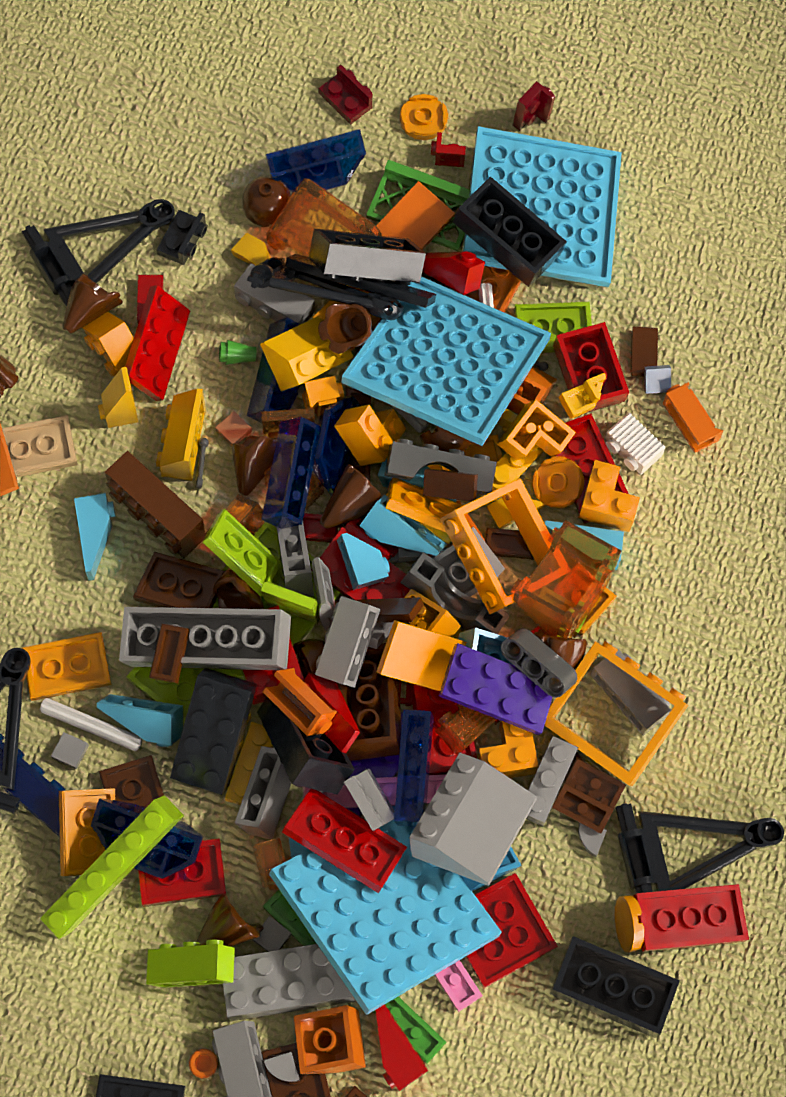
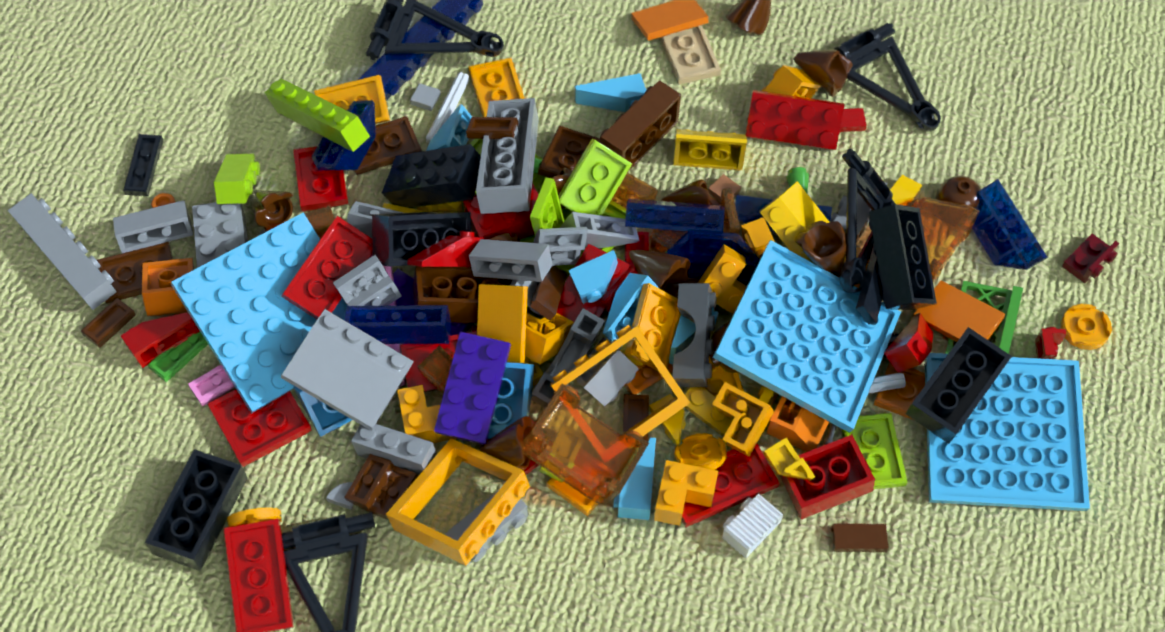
camera: 90 degrees right, 10 degrees down
(118, 401) = (733, 97): yellow slope -> none
(182, 236) = (908, 139): black bracket -> none
(203, 442) = (708, 168): dark grey hinge -> none
(283, 1067) = (150, 253): light grey tile -> none
(300, 703) = (449, 222): orange window -> none
(450, 484) = (675, 341): reddish brown tile -> none
(534, 103) = (1120, 413): dark red bracket -> none
(539, 662) = (497, 418): dark grey beam -> none
(657, 379) = (828, 548): tile -> none
(691, 417) = (789, 581): orange window -> none

